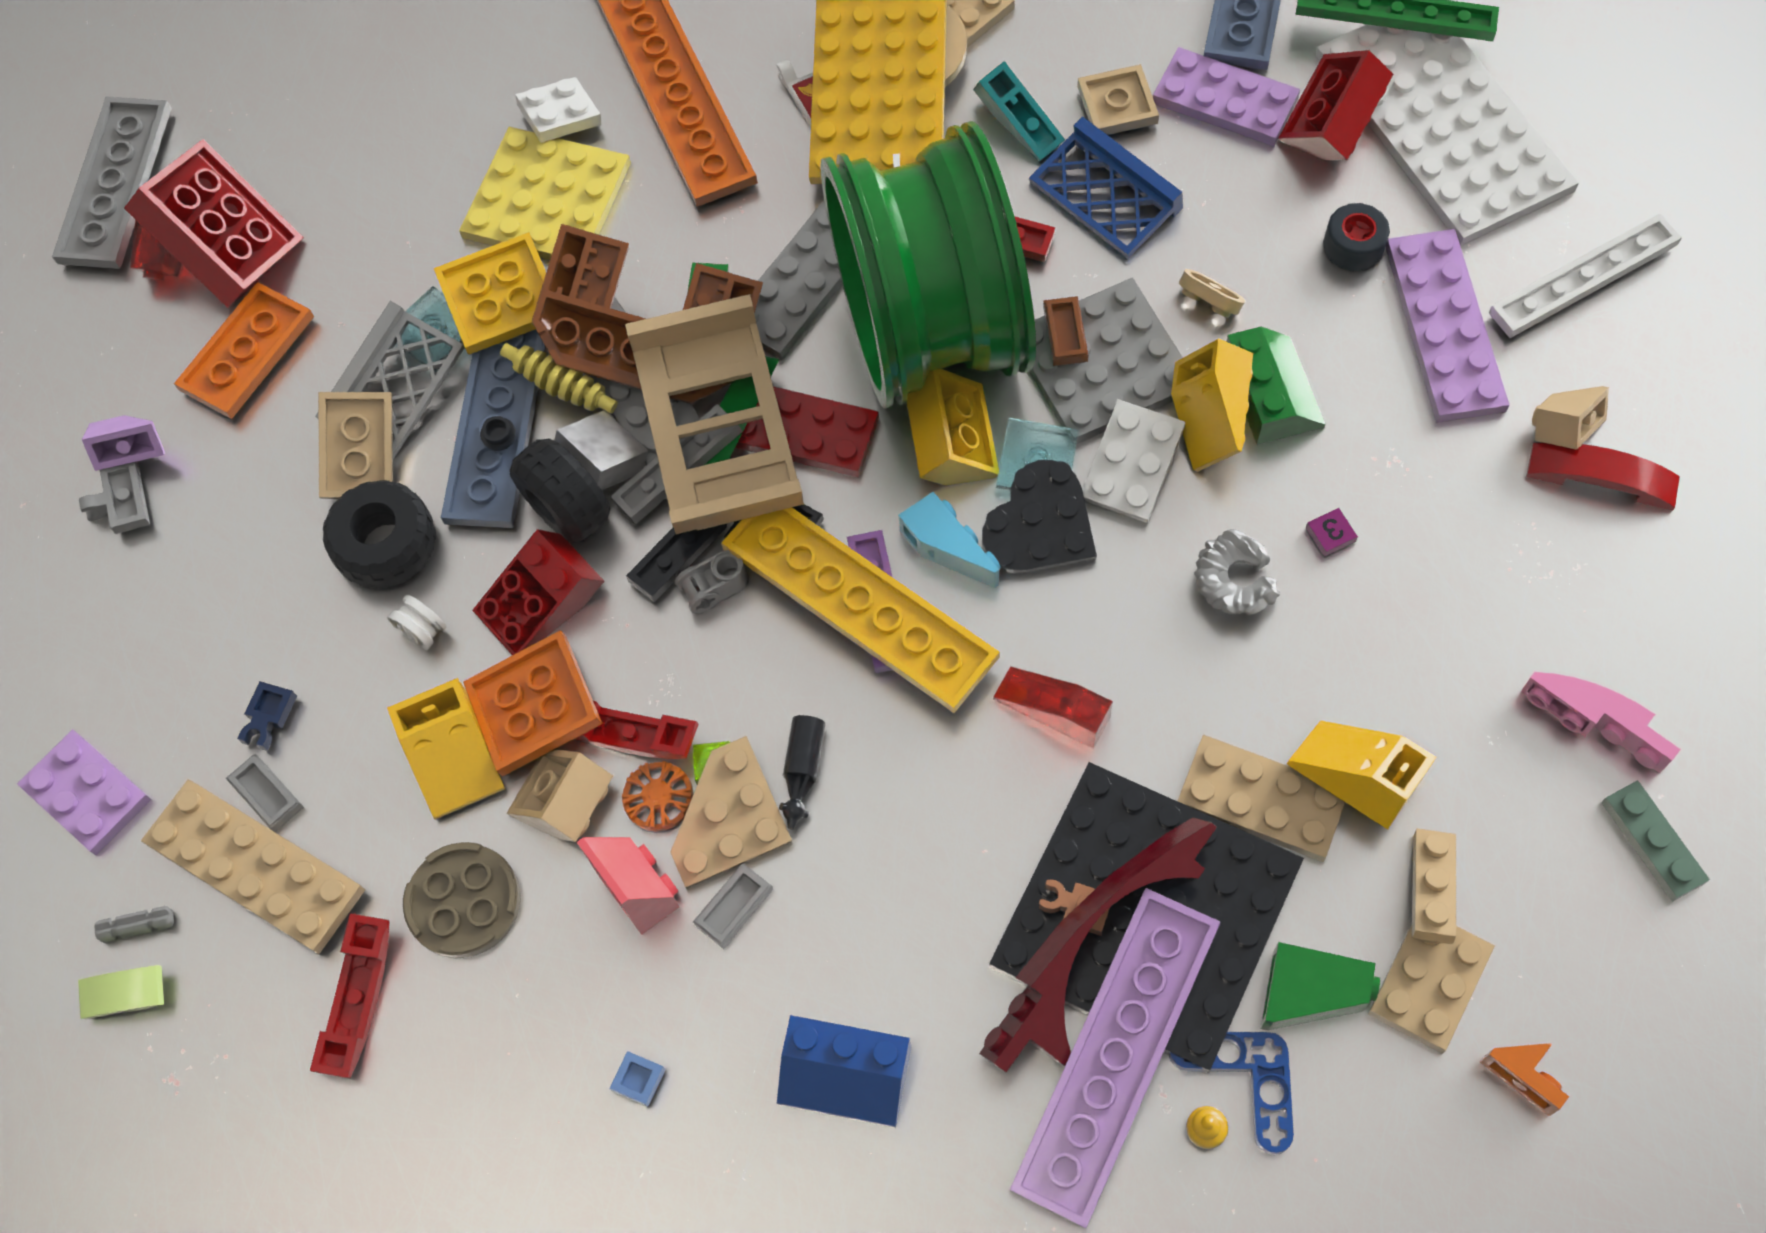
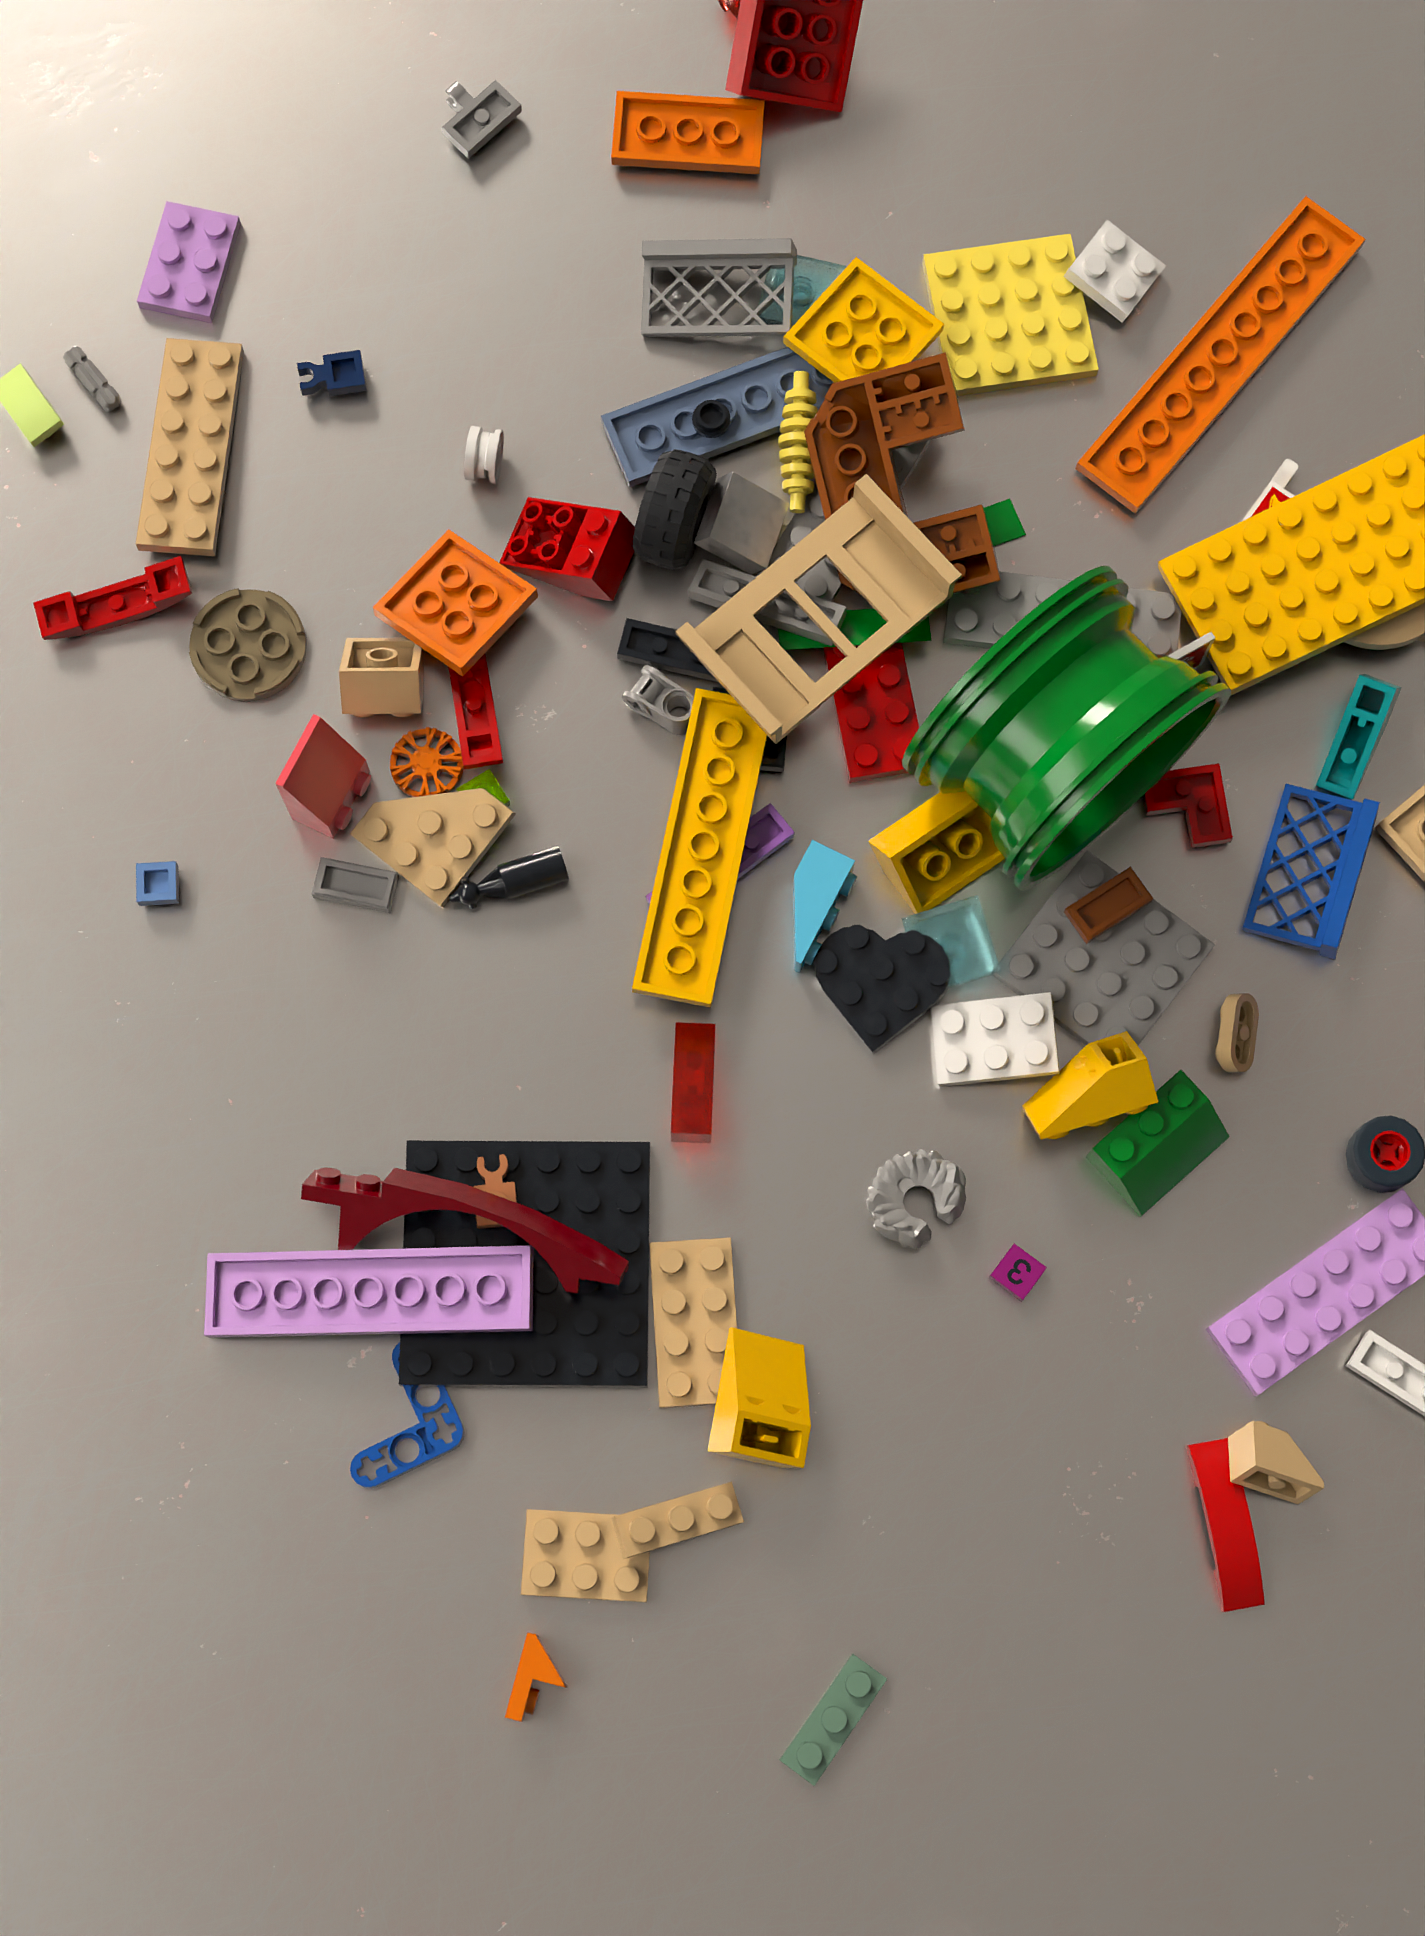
camera: 55 degrees right, 10 degrees up
(121, 441) = (529, 81): lavender slope -> none
(264, 792) = (263, 416): light grey tile -> none
(354, 440) = (632, 295): tan plate -> none
(360, 513) = (548, 338): black tyre -> none
(445, 748) = (374, 549): yellow slope -> none
(843, 1071) = (247, 1058): blue slope -> none
(1207, 1127) = (347, 1405): yellow plate -> none
(1315, 986) = (524, 1447): green slope -> none
(1589, 705) = (942, 1599): bright pink slope -> none

